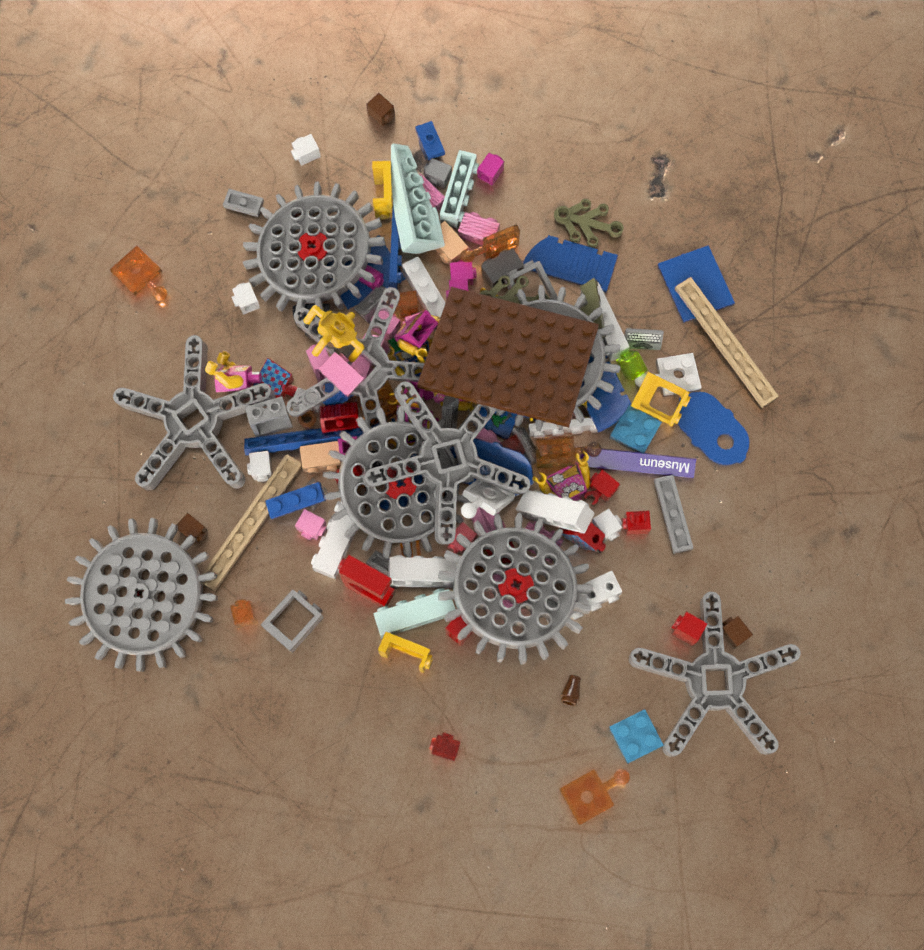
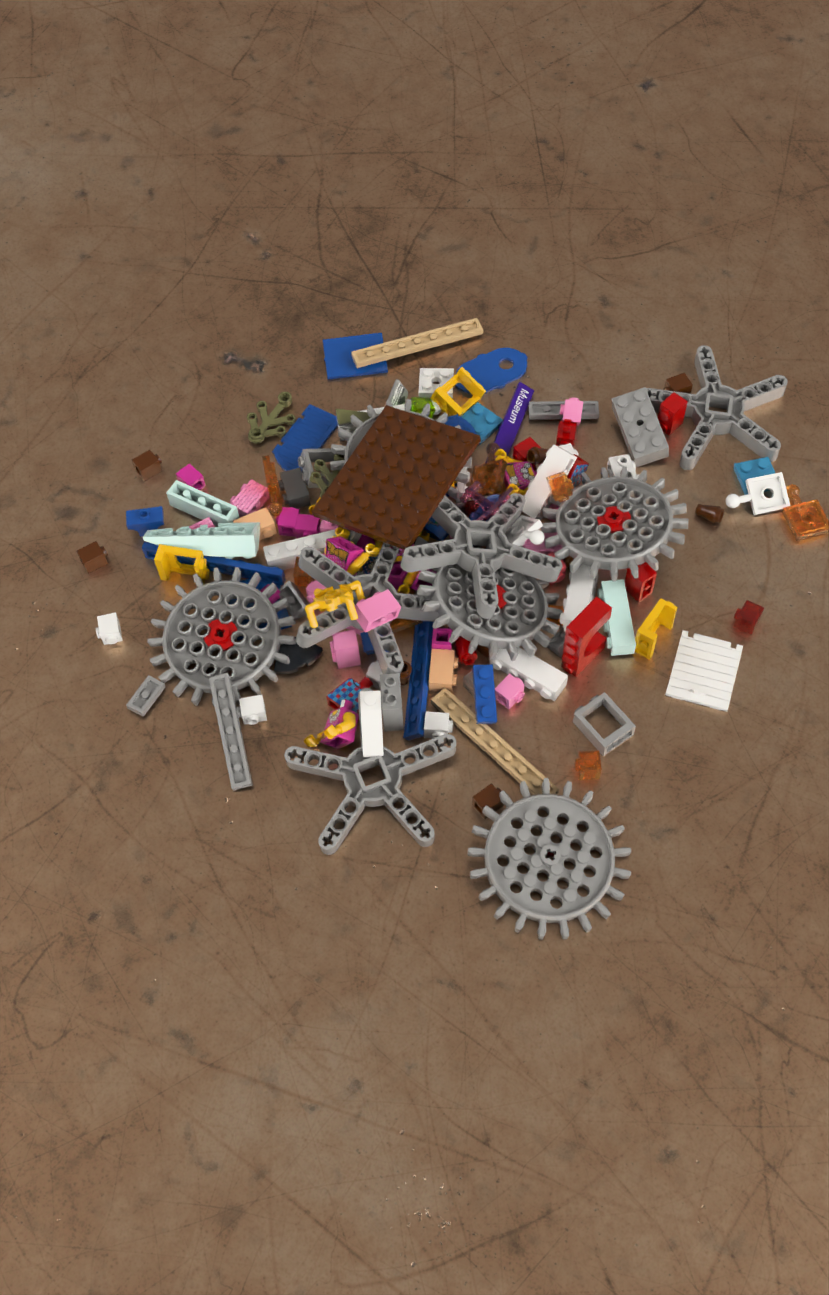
camera: 75 degrees left, 15 degrees down
(136, 282) = (189, 800): clear orange plate -> none
(216, 284) = (230, 731): none -> light grey plate
(231, 401) = (371, 723): none -> white slope
(339, 417) = (408, 641): red brick -> none
(379, 712) = (704, 671): none -> white door
(438, 173) = (178, 518): light grey brick -> none
(498, 124) = (147, 465): none -> reddish brown brick
(508, 463) = (489, 507): none -> clear pink plate
(541, 521) = (560, 486): none -> clear orange brick
(595, 498) = (536, 455): none -> reddish brown cone
(610, 735) = (755, 495): none -> white plate
(664, 521) = (572, 410): none -> bright pink brick
(679, 592) = (640, 427): none -> light grey brick

